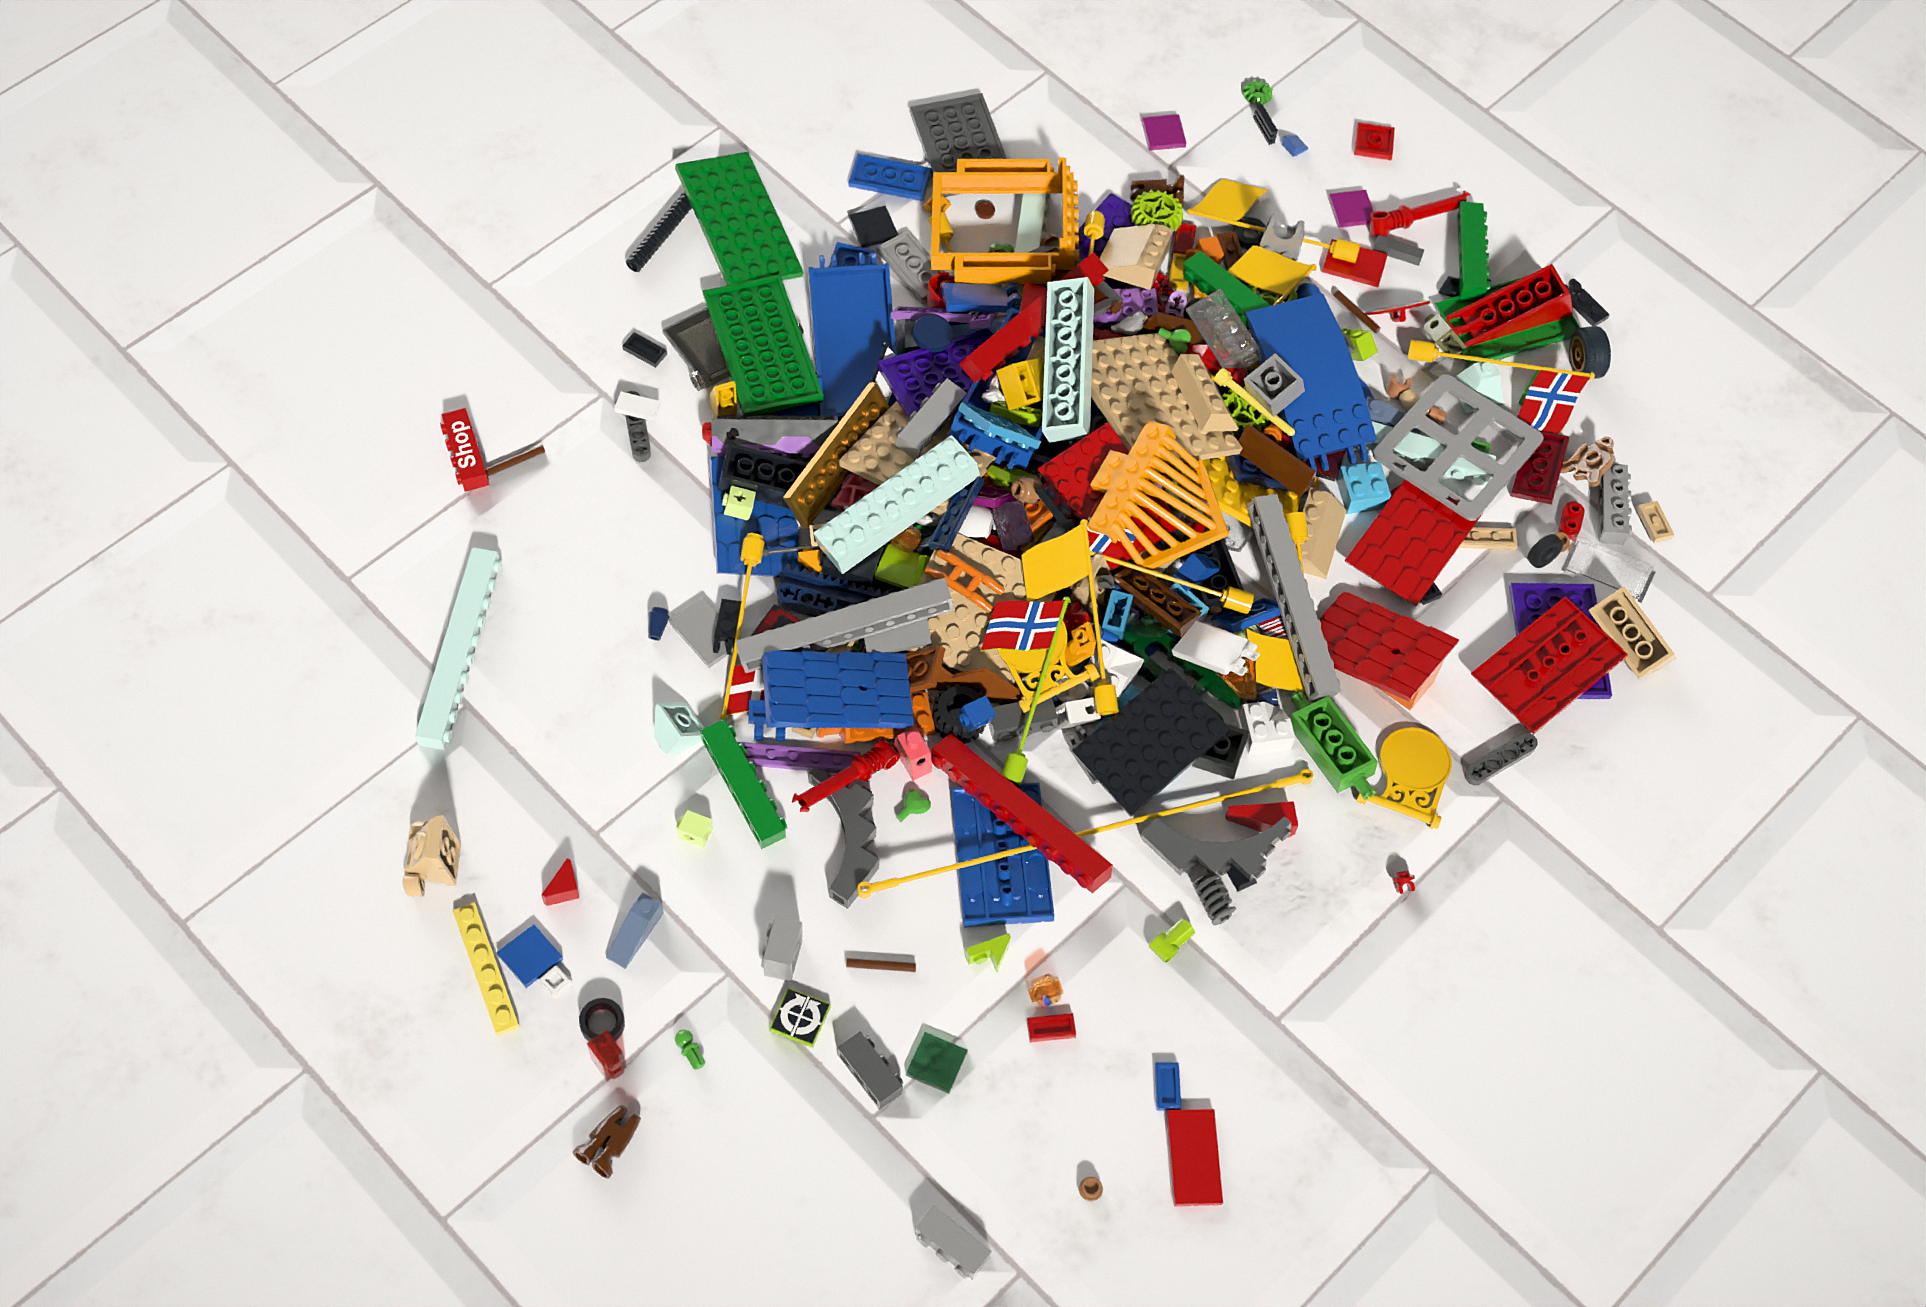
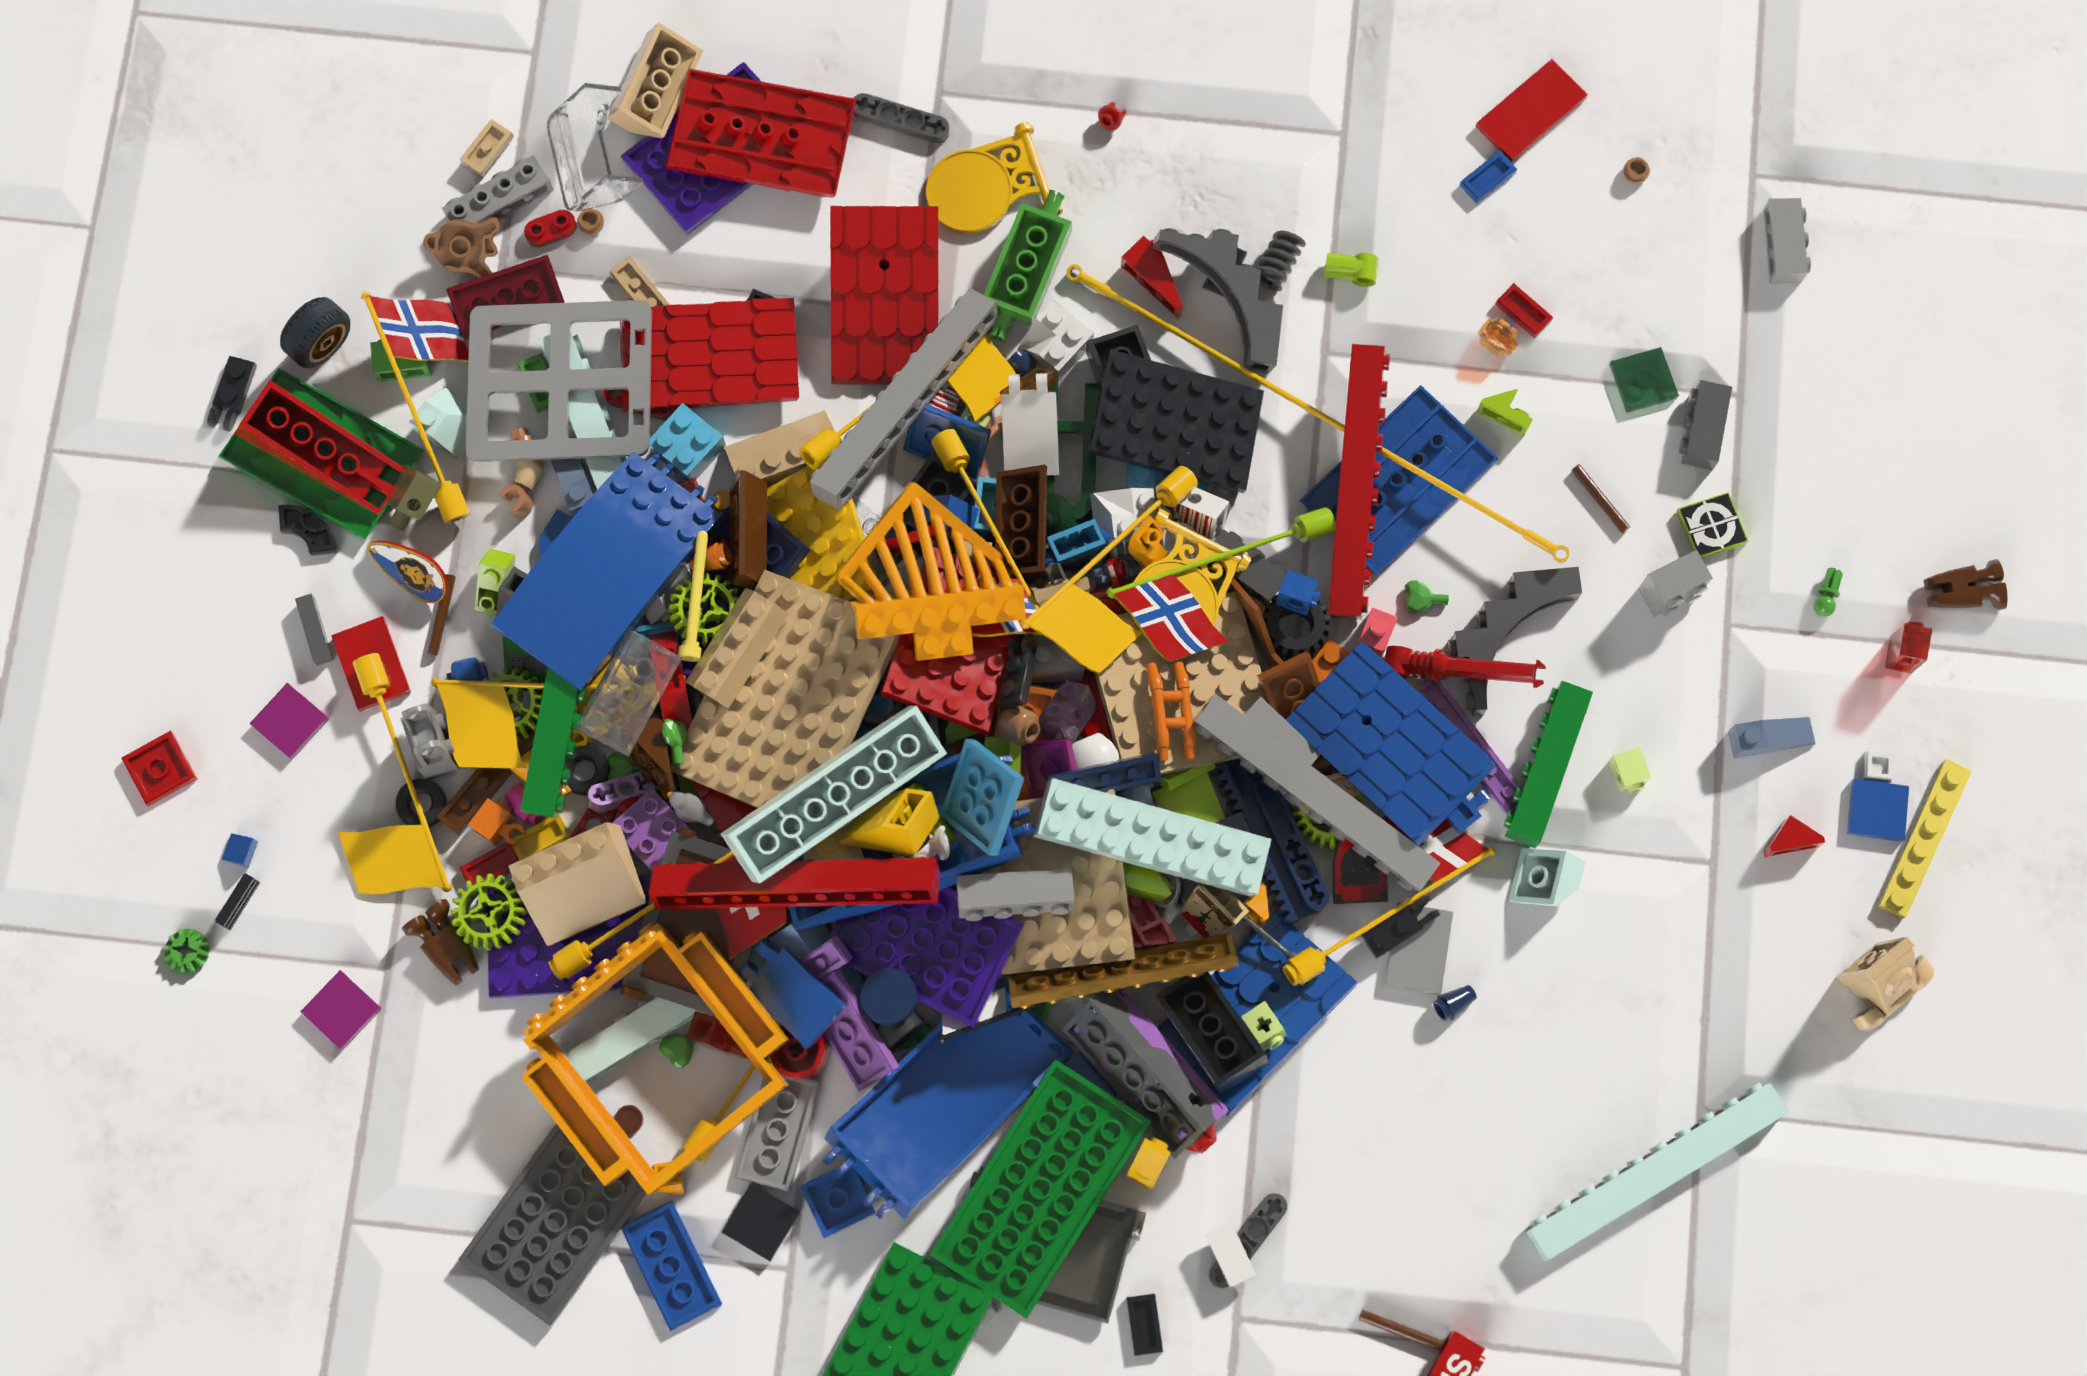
camera: 125 degrees left, 15 degrees up
(601, 1004) = (1891, 673): black tyre -> none
(1274, 385) = (671, 577): light grey brick -> none
(1383, 222) = (260, 650): red piece -> none
(1472, 251) = (257, 545): green brick -> none
(1545, 551) = (621, 220): black tyre -> none

